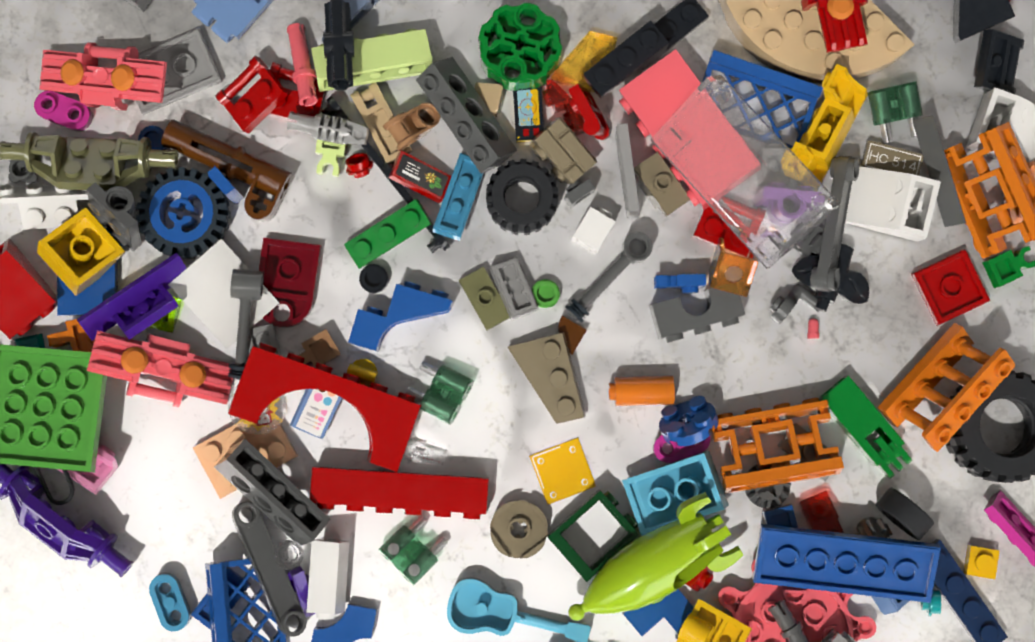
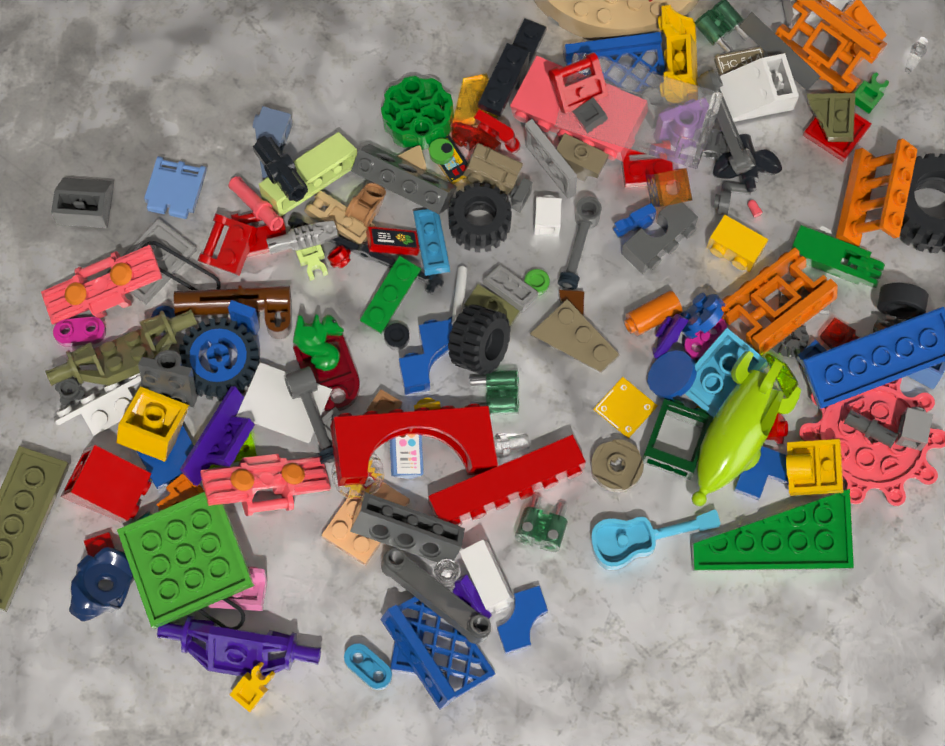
camera: 25 degrees left, 15 degrees down
(48, 566) = (251, 688): none -> yellow plate
(202, 89) = (185, 260): none -> black piece
(282, 243) = (312, 340): none -> green animal
(446, 333) = (479, 339): none -> black tyre
(455, 272) = (459, 292): none -> white bar
(522, 103) = (441, 151): none -> bright green tile
(624, 467) = (672, 375): none -> blue tile
(646, 421) = (668, 334): none -> dark purple plate
(688, 152) = (590, 115): none -> dark grey tile
(695, 121) = (581, 90): none -> plate
(736, 522) = (785, 378): none -> clear neon green slope
(770, 361) = (736, 244): none -> yellow brick
(955, 274) = (834, 114): none -> olive wing

